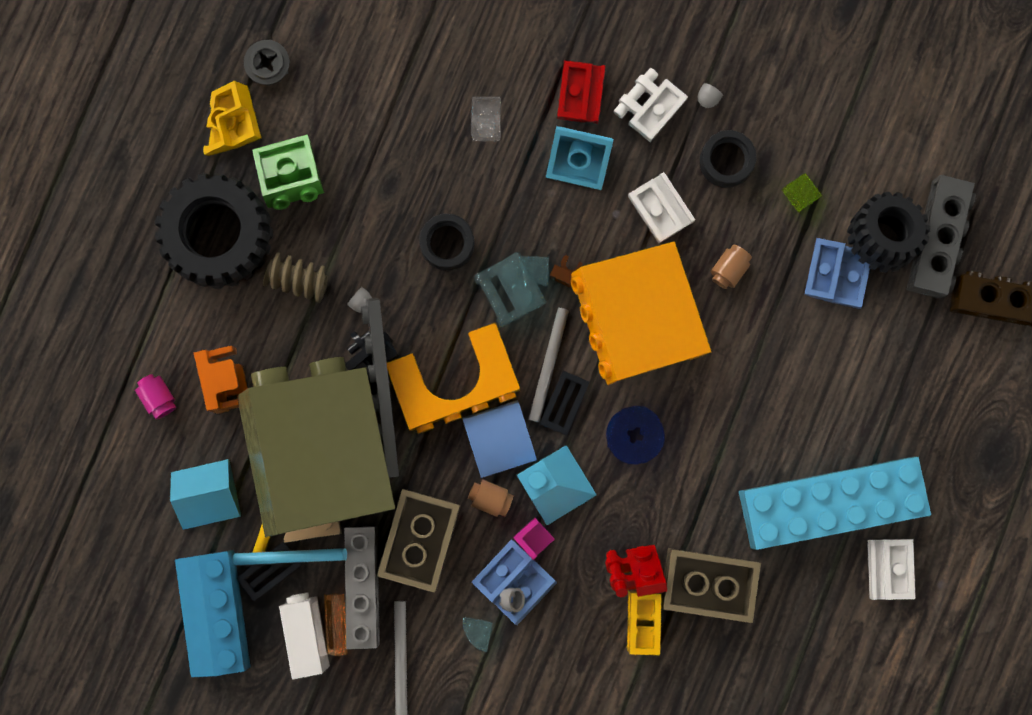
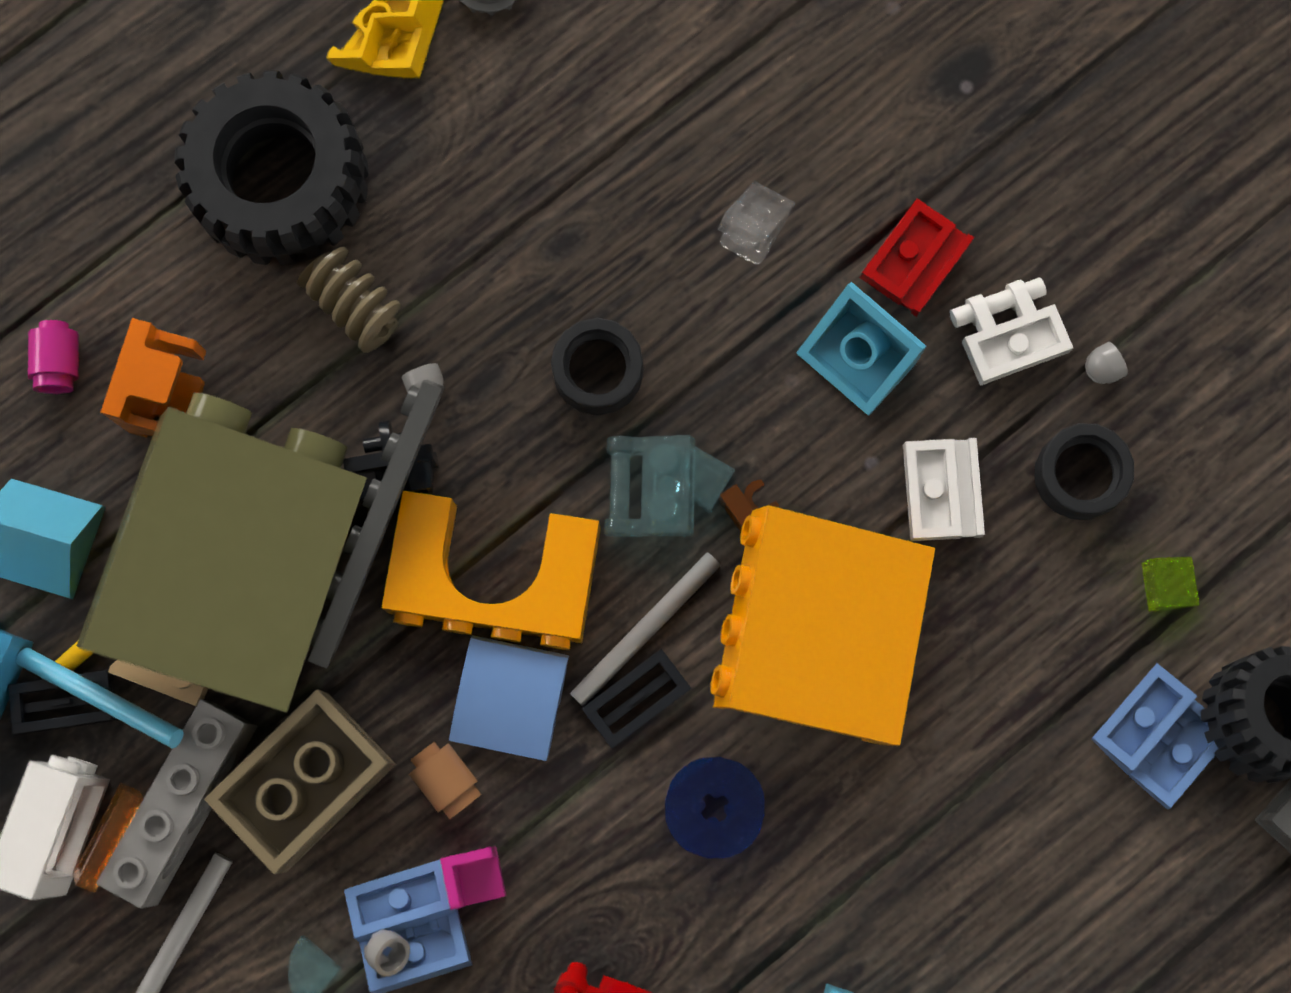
camera: 35 degrees right, 5 degrees down
(288, 172) = (426, 144): bright green plate -> none
(556, 485) = (553, 815): medium azure slope -> none
(731, 267) = (1001, 634): medium nougat brick -> none

